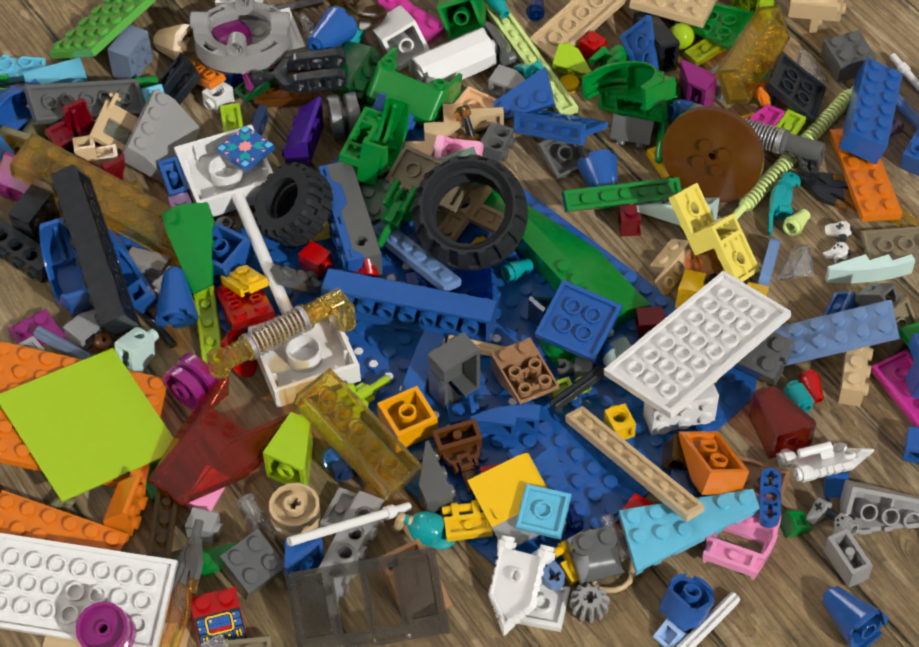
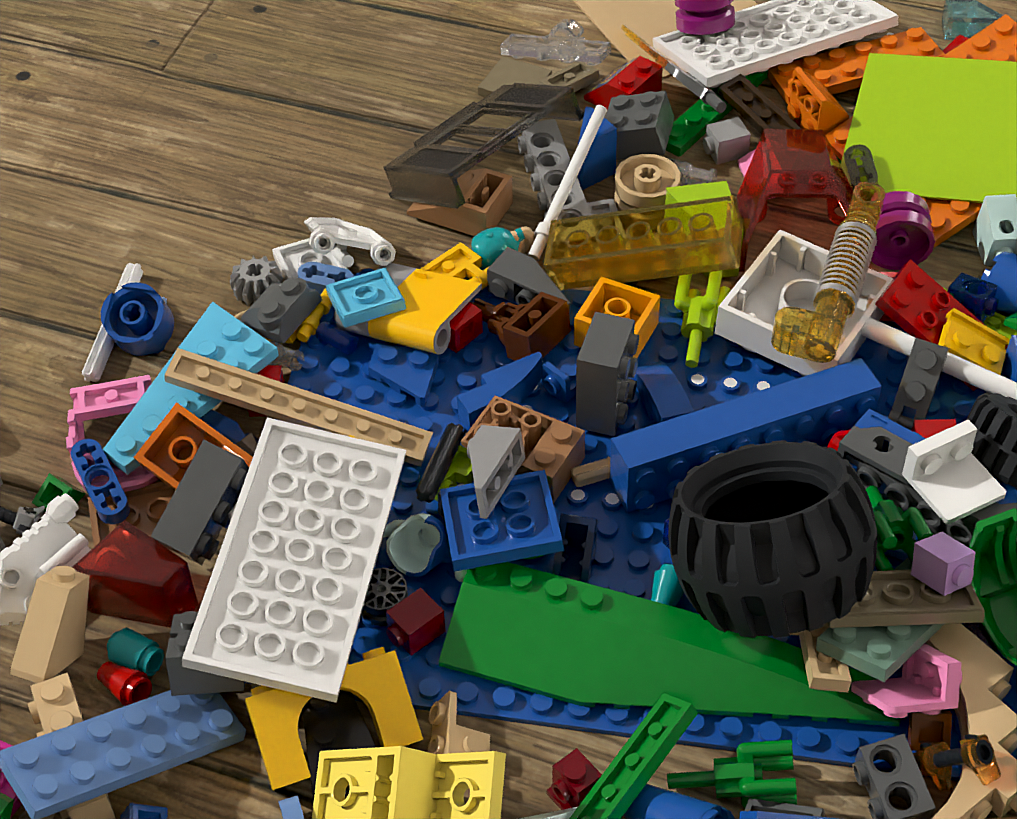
camera: 145 degrees right, 5 degrees down
(156, 434) = (866, 169): none -> clear smoke beam
(212, 318) = (975, 295): none -> clear blue brick
(354, 198) = (950, 475): none -> white bracket
(401, 168) = (943, 563): none -> lavender brick
(552, 182) = (743, 774): none -> green plant
(561, 344) = (495, 459): none -> light grey slope
(723, 417) = (202, 503): none -> dark grey piece
(840, 412) = (53, 625): none -> tan slope

